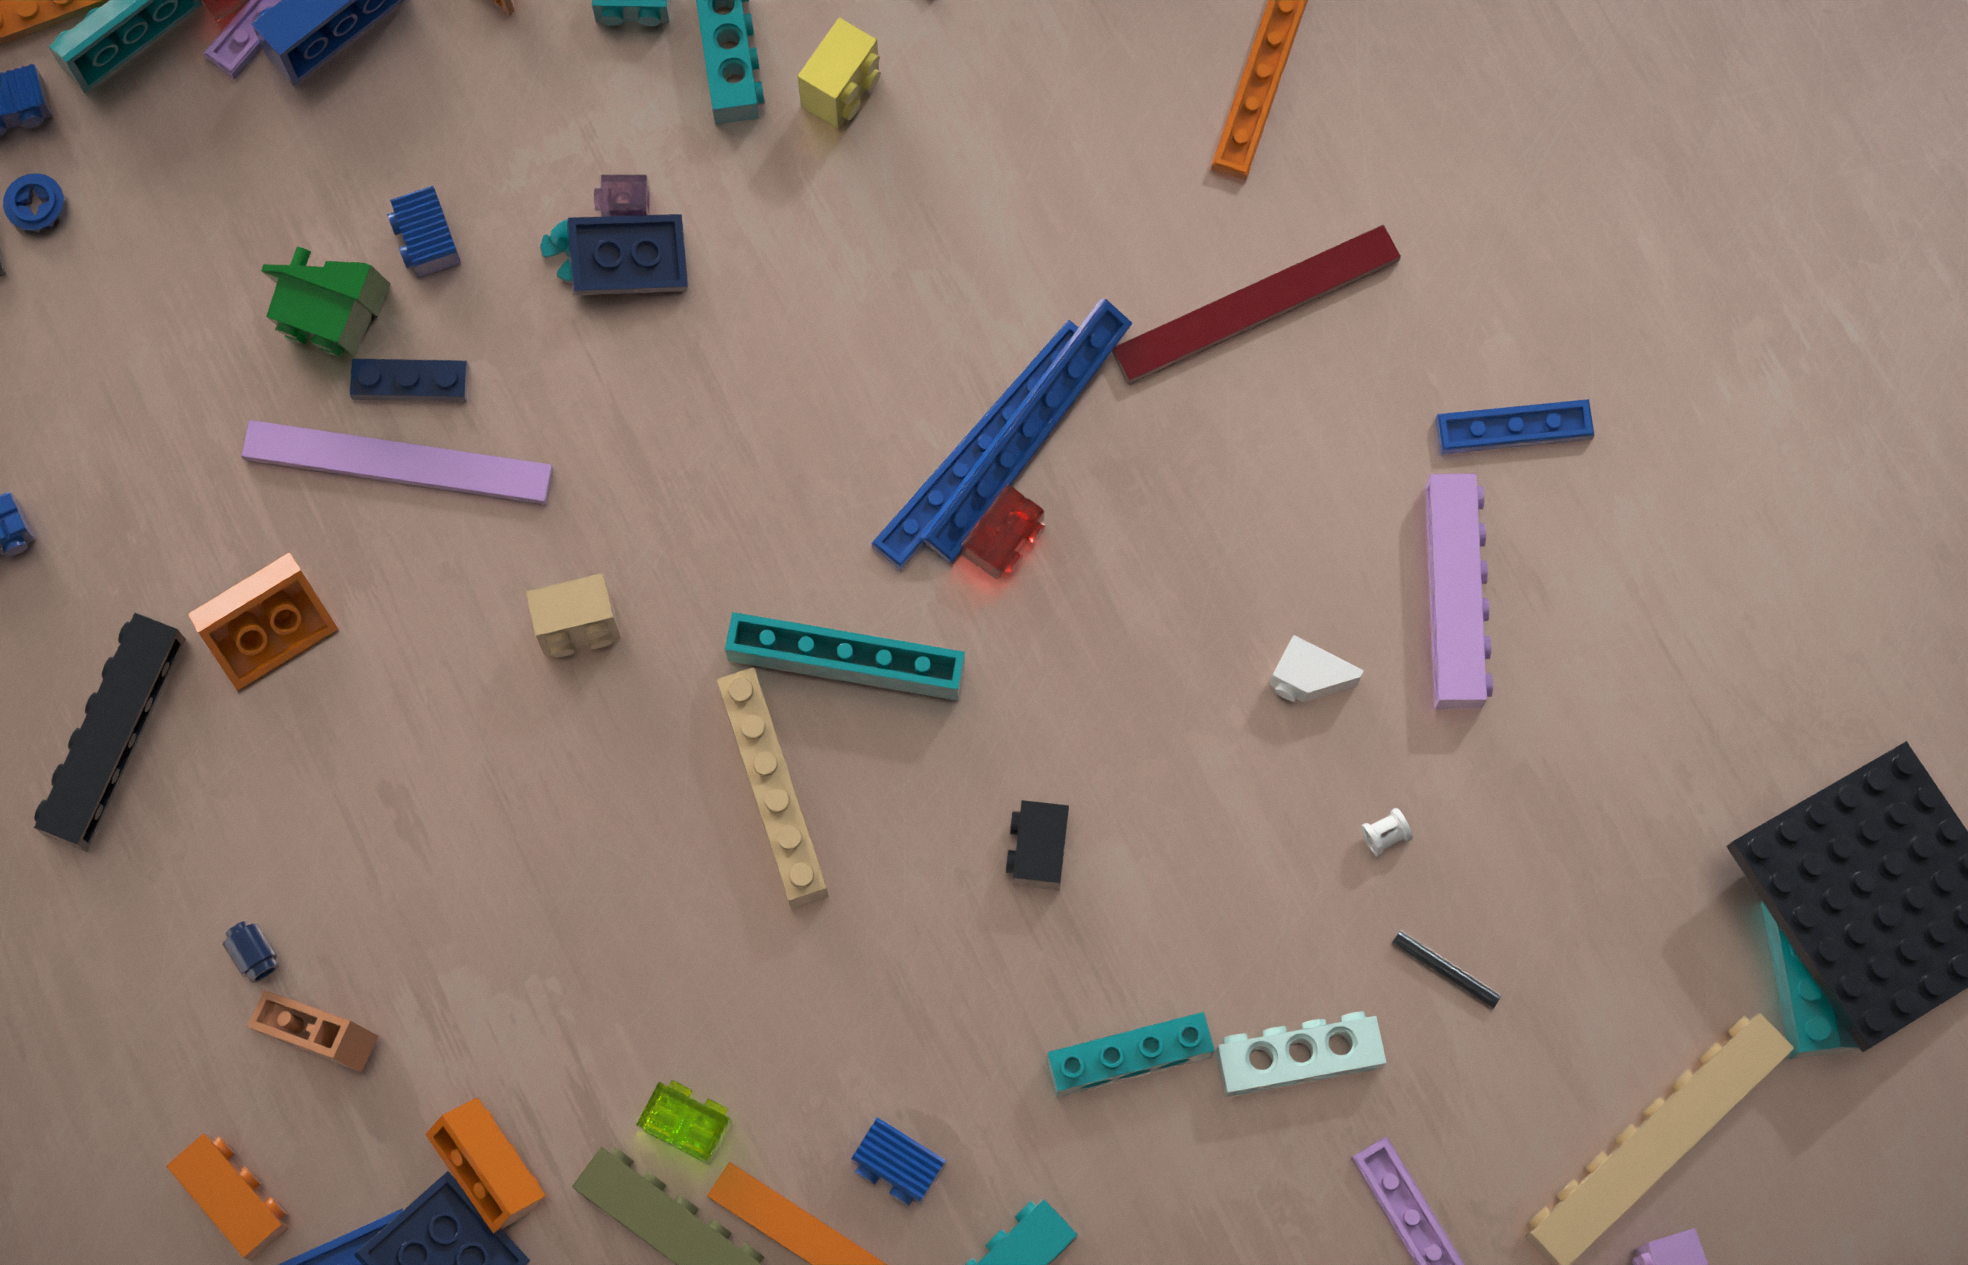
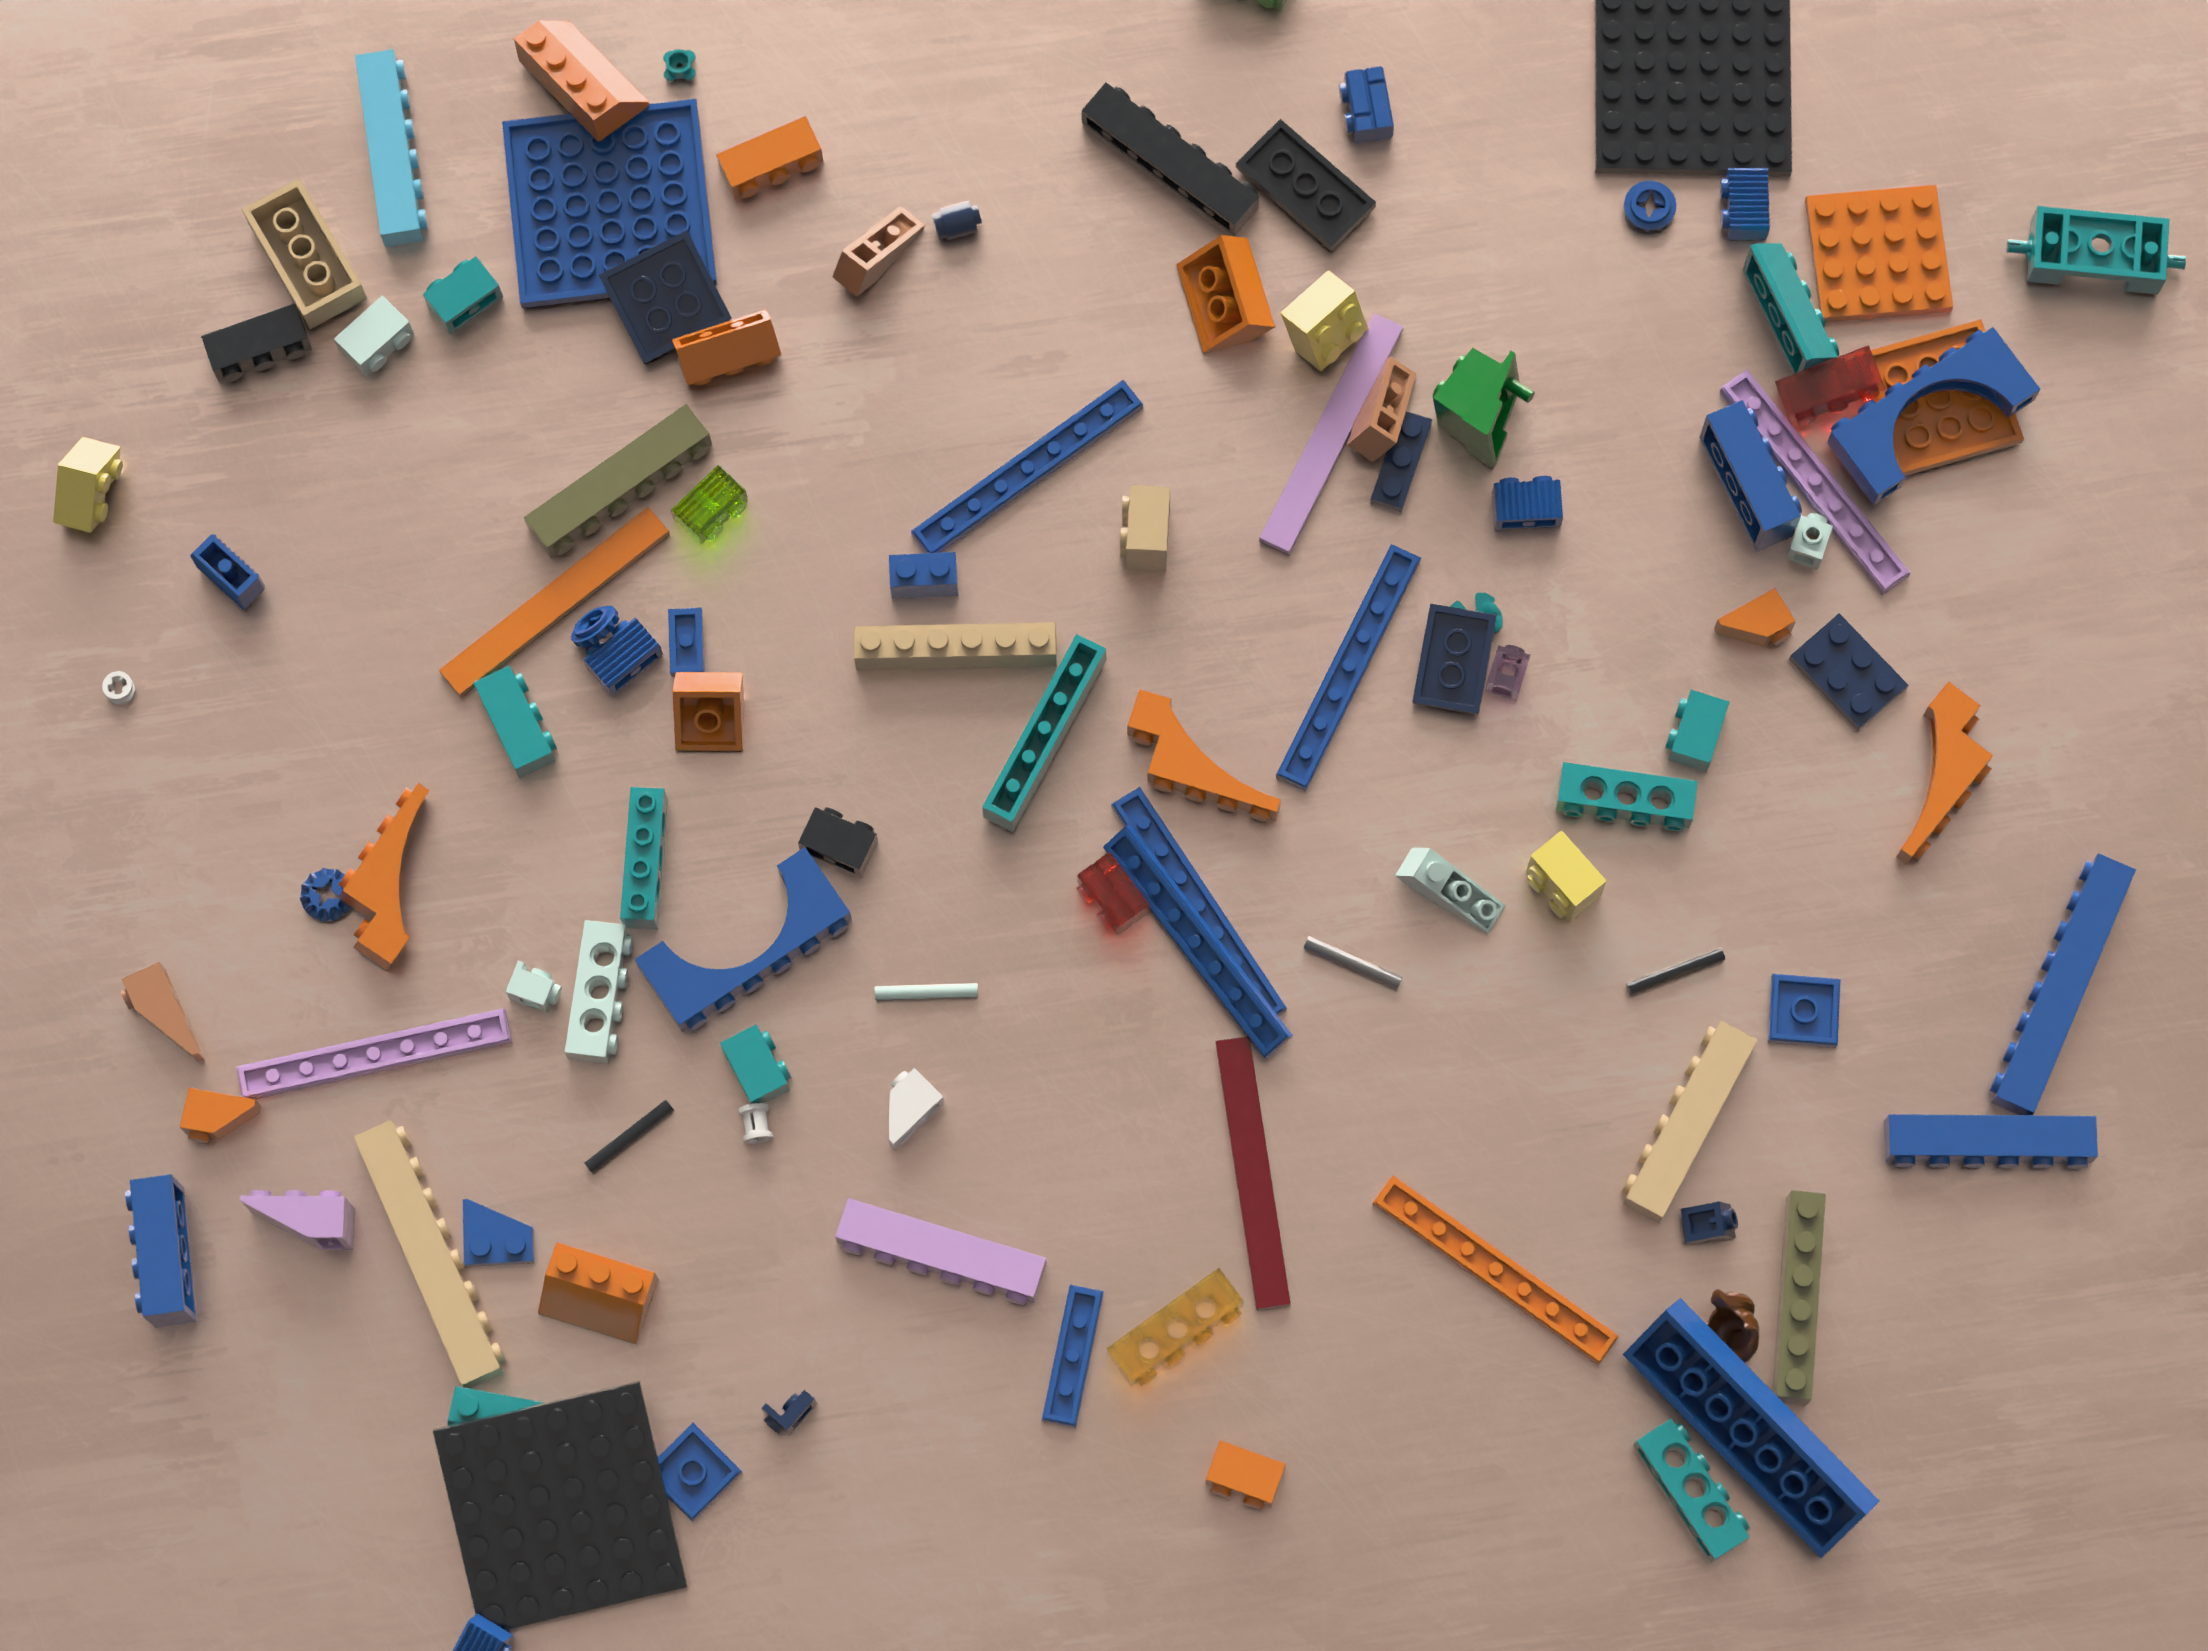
camera: 110 degrees right, 0 degrees up
(103, 574) = (1305, 184): none -> black plate
(270, 493) = (1324, 320): none -> light yellow brick
(362, 409) = (1383, 411): none -> nougat slope
(534, 780) = (1027, 469): none -> blue tile
(665, 367) = (1348, 668): none -> blue tile
(699, 849) = (923, 575): none -> blue brick
(831, 506) = (1184, 767): none -> orange arch
(858, 1095) = (686, 640): none -> blue plate
(858, 1204) = (594, 626): none -> blue gear
(883, 194) = (1449, 888): none -> light aqua slope
(932, 1040) = (708, 711): none -> orange slope
(995, 269) = (1353, 962): none -> flat silver bar
(1133, 848) = (696, 991): none -> blue arch
(1175, 700) = (926, 991): none -> light aqua bar
(1320, 1129) = (533, 988): none -> light aqua brick
(1323, 852) = (755, 1066): none -> teal brick
(1459, 347) = (1212, 1289): none -> clear yellow brick
(1577, 216) = (1244, 1475): none -> orange brick
(1611, 1078) = (495, 1238): none -> blue wing
(1632, 941) = (597, 1293): none -> orange slope
(1686, 687) = (795, 1409): none -> dark blue bracket
(1780, 773) = (695, 1472): none -> blue tile

